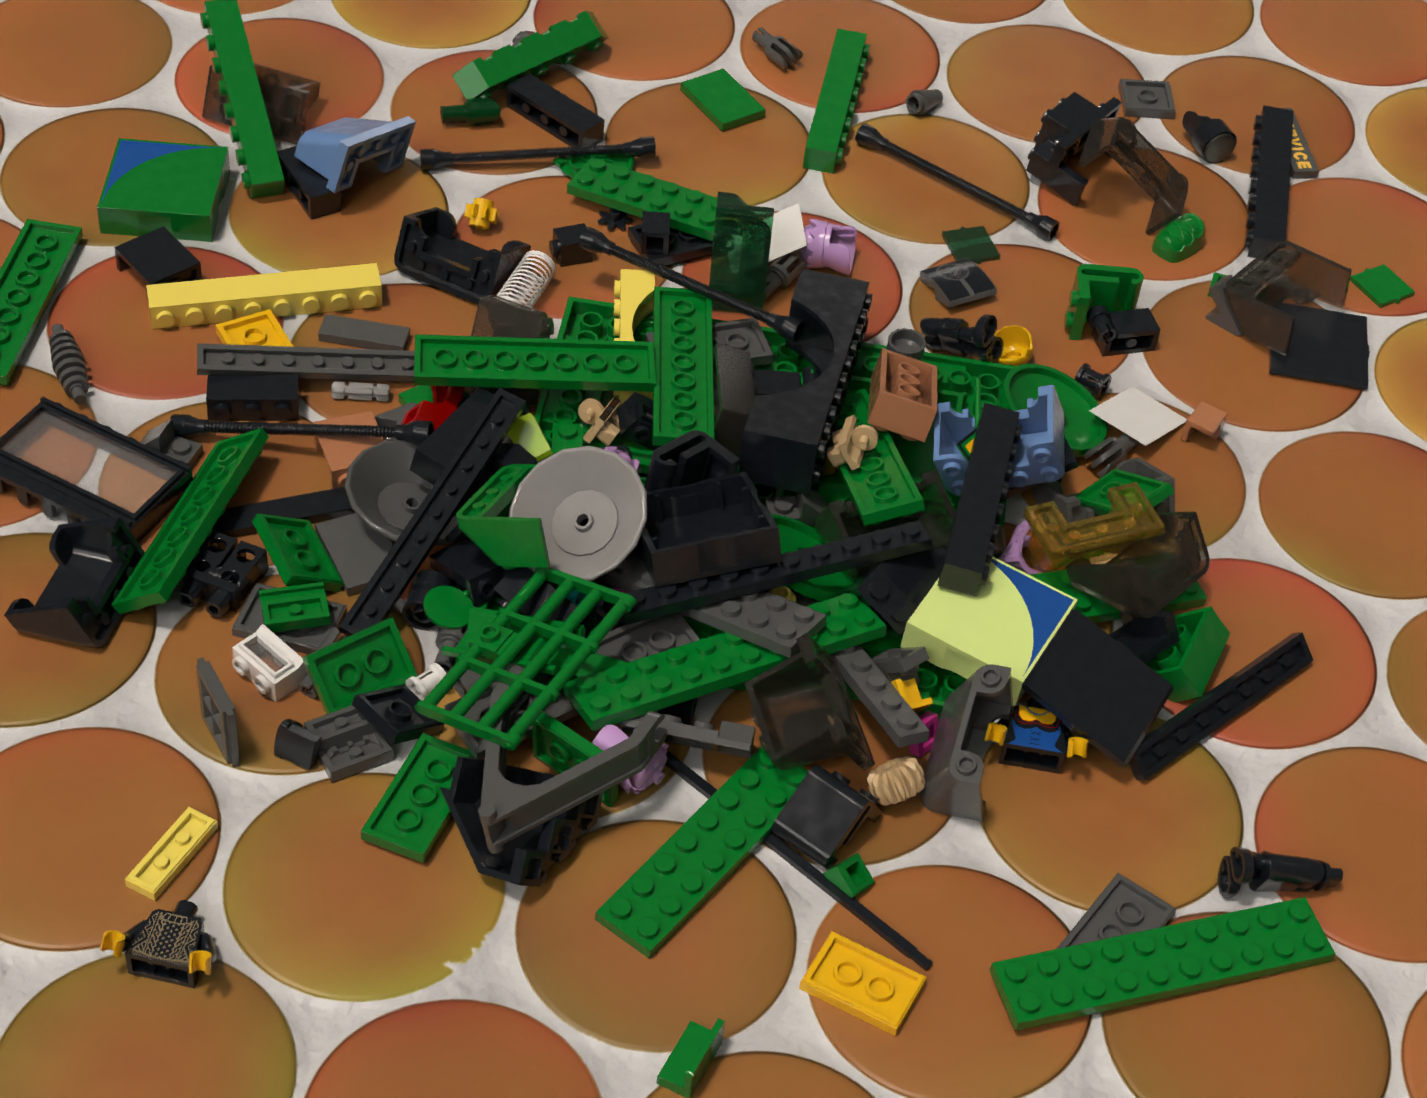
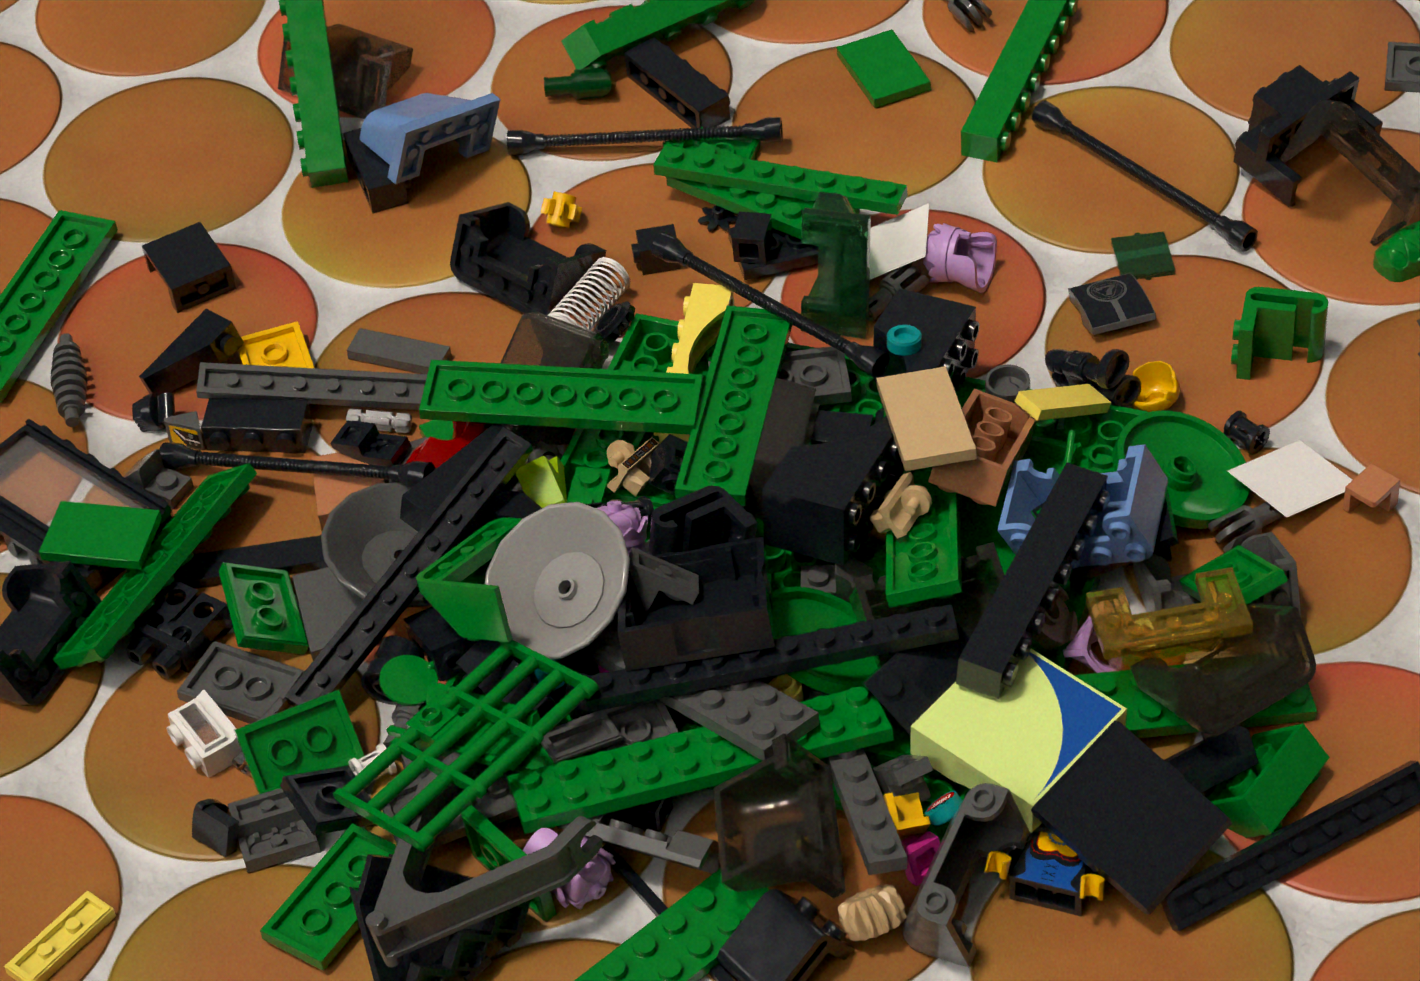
camera: 20 degrees right, 0 degrees up
(136, 494) = (100, 535): none -> green tile
(156, 388) = (152, 410): none -> black piece
(164, 186) = (214, 176): green tile -> none
(179, 339) = (205, 340): none -> black slope
(189, 402) = (185, 430): none -> slope
(218, 712) = (132, 788): dark grey piece -> none
(281, 292) = (311, 302): light yellow brick -> none
(294, 607) = (244, 671): green plate -> none
(361, 409) = (367, 445): none -> black slope
(553, 302) = (615, 321): none -> black gear
(621, 648) = (581, 738): none -> dark grey tile
(661, 184) = (778, 179): none -> green plate
(665, 508) = (655, 574): none -> dark grey slope
(822, 308) = (904, 340): none -> teal tile
(863, 370) = (926, 418): none -> tan tile
(923, 100) = (1126, 71): dark grey cone -> none
(939, 689) = (943, 808): none -> teal tile
(951, 358) = (1062, 402): none -> light yellow tile
(1123, 330) = (1300, 369): black hinge -> none

